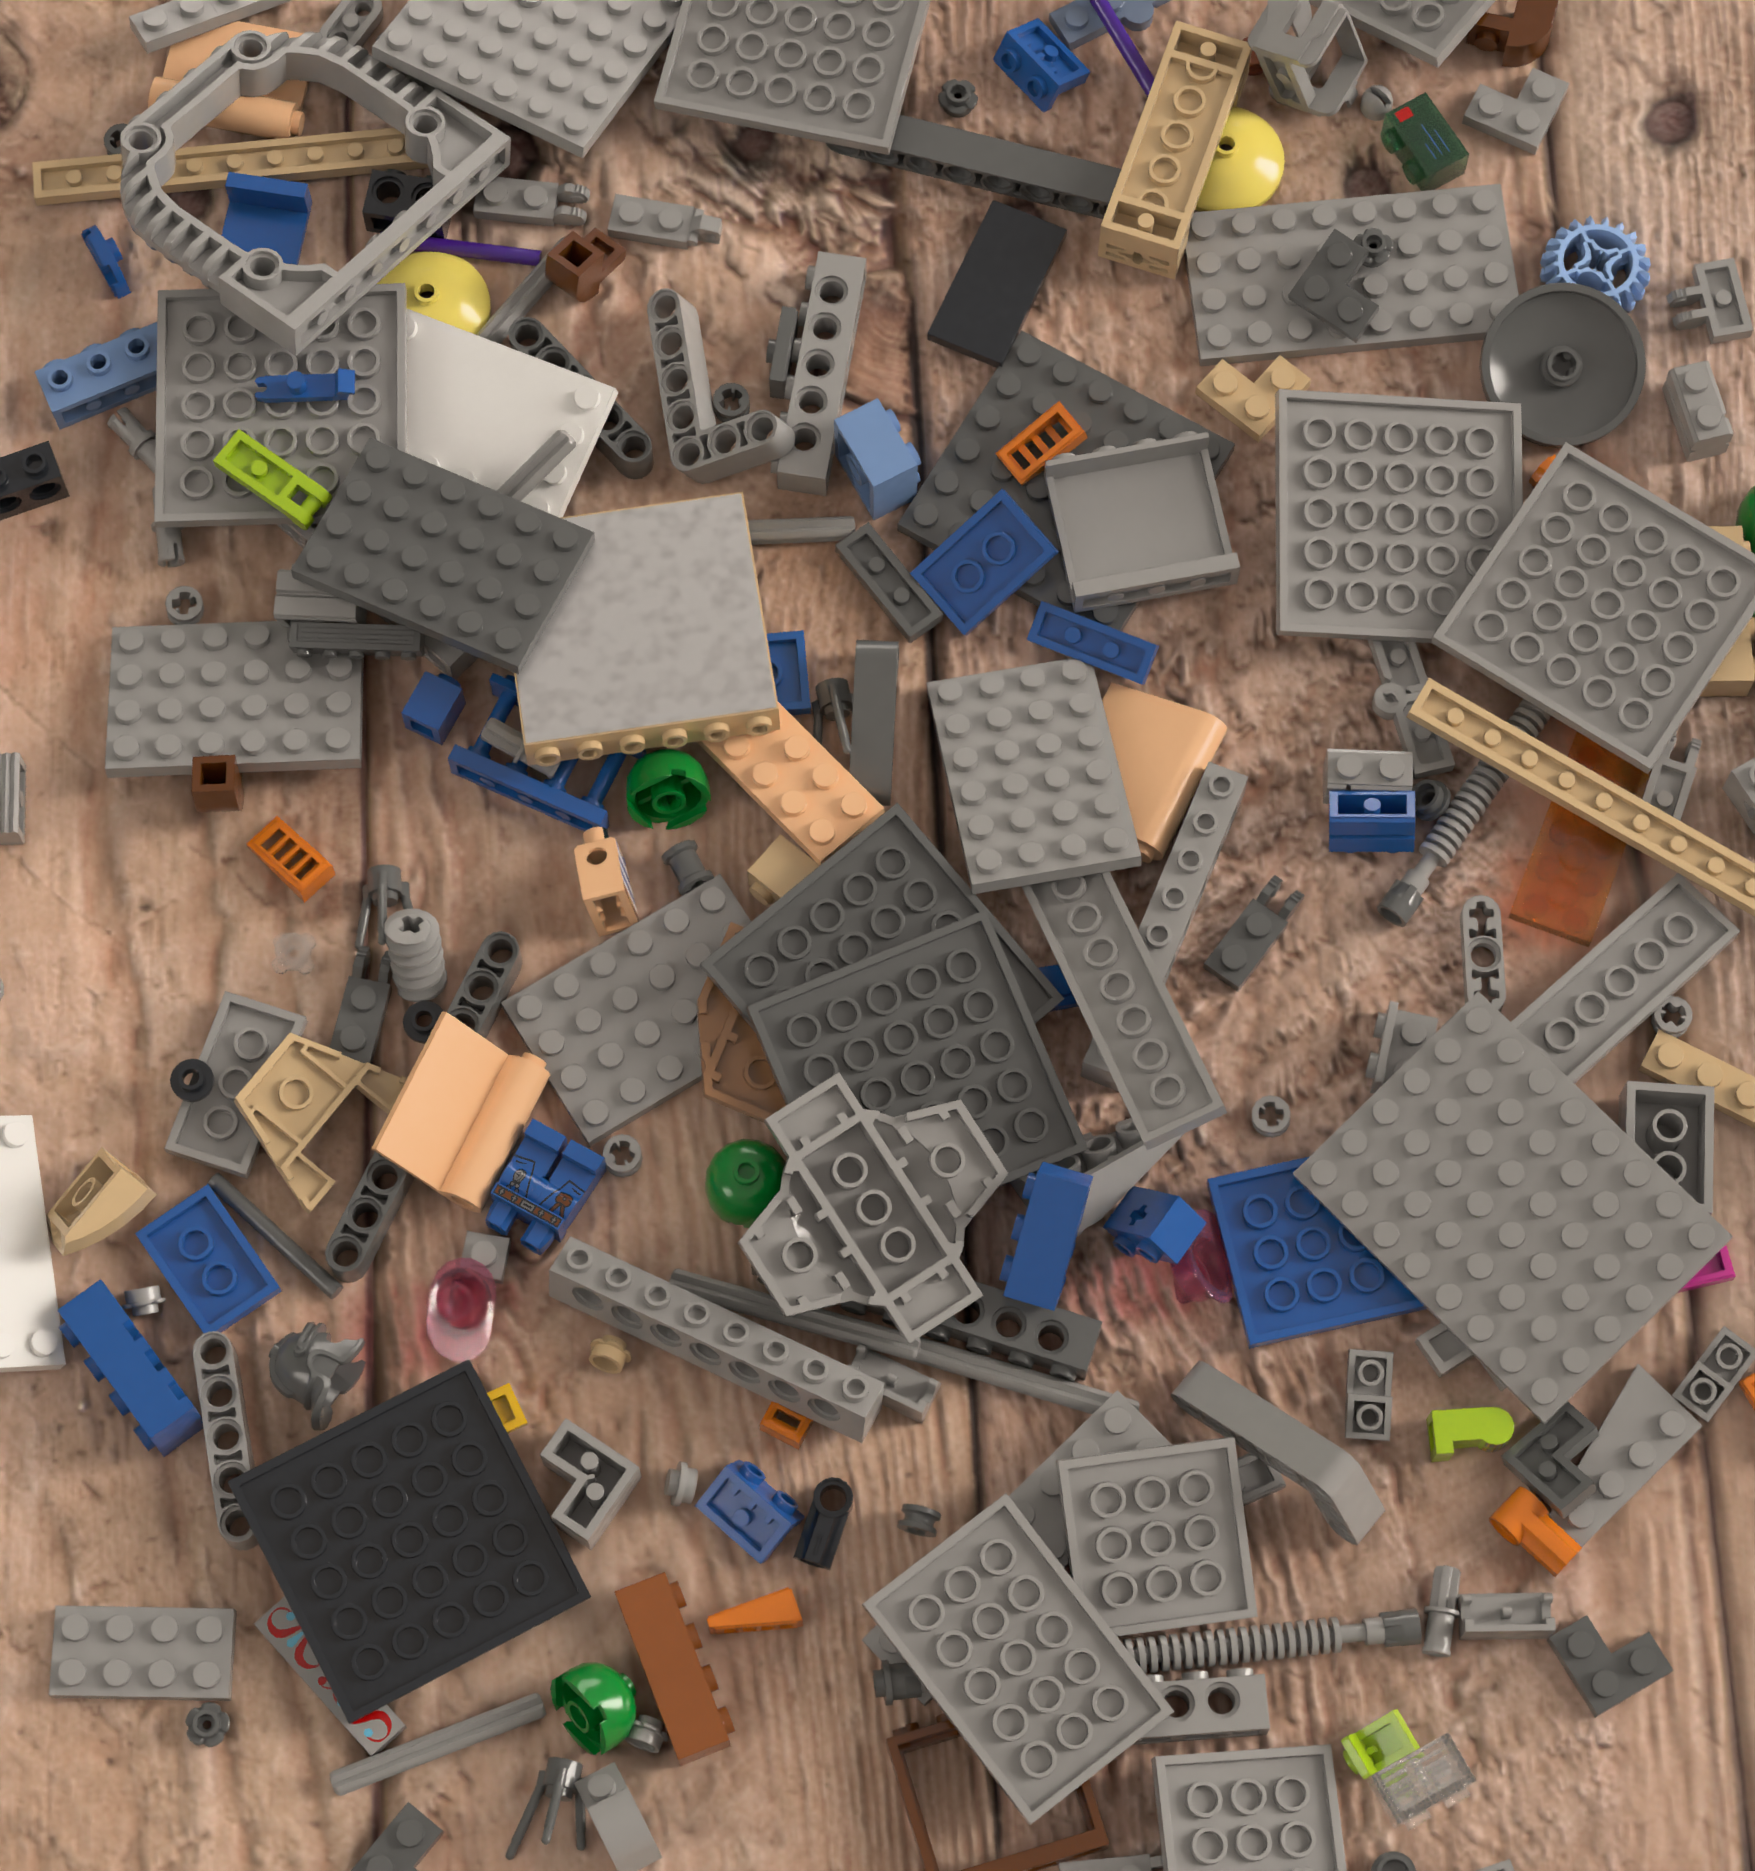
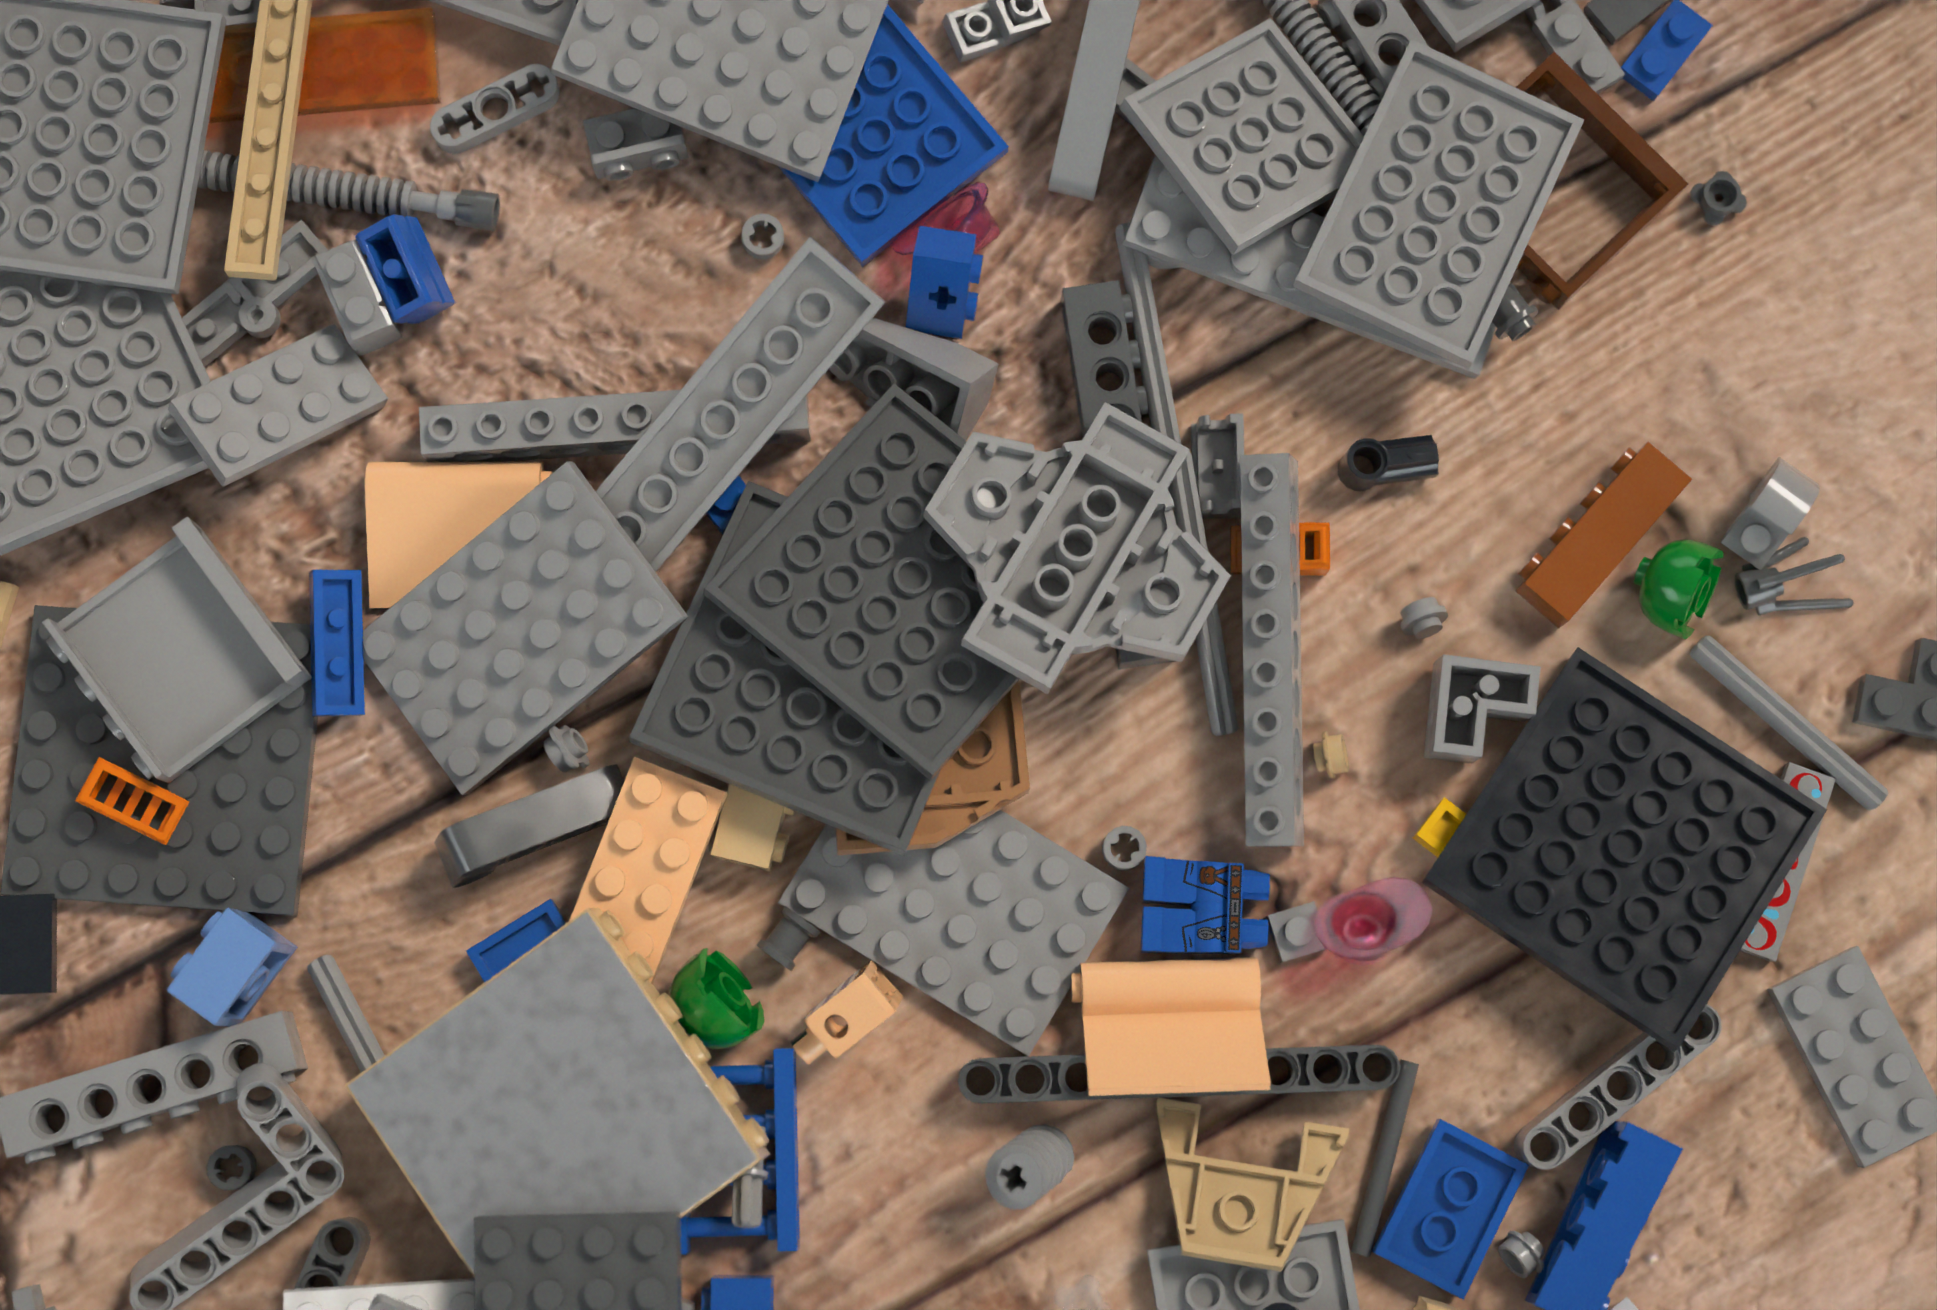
camera: 120 degrees left, 10 degrees up
(219, 1725) = (1879, 953): dark grey plate -> none
(315, 1370) = (1511, 1038): dark grey helmet -> none
(363, 1009) = (1110, 1197): dark grey hinge -> none
(383, 891) = (965, 1244): dark grey plant -> none
(414, 1031) = (1072, 1119): black plate -> none
(647, 1734) = (1673, 527): light grey plate -> none
(743, 1180) = (1089, 709): green cylinder -> none
(750, 1509) = (1412, 539): blue bracket -> none
(765, 1613) = (1506, 477): orange slope -> none
(780, 351) = (145, 1141): dark grey plate -> none
(835, 703) = (529, 877): dark grey plant -> none
(889, 582) = (365, 890): dark grey plate -> none
(919, 1520) = (1339, 375): dark grey bush -> none
(922, 773) = (566, 748): none -> light grey plate
(984, 562) = (300, 794): blue plate -> none
(1045, 1235) = (1016, 366): blue wedge -> none
(1251, 937) = (581, 339): dark grey hinge -> none
(1302, 675) = (277, 404): none -> light grey plate
(1431, 799) = (343, 214): dark grey plate -> none

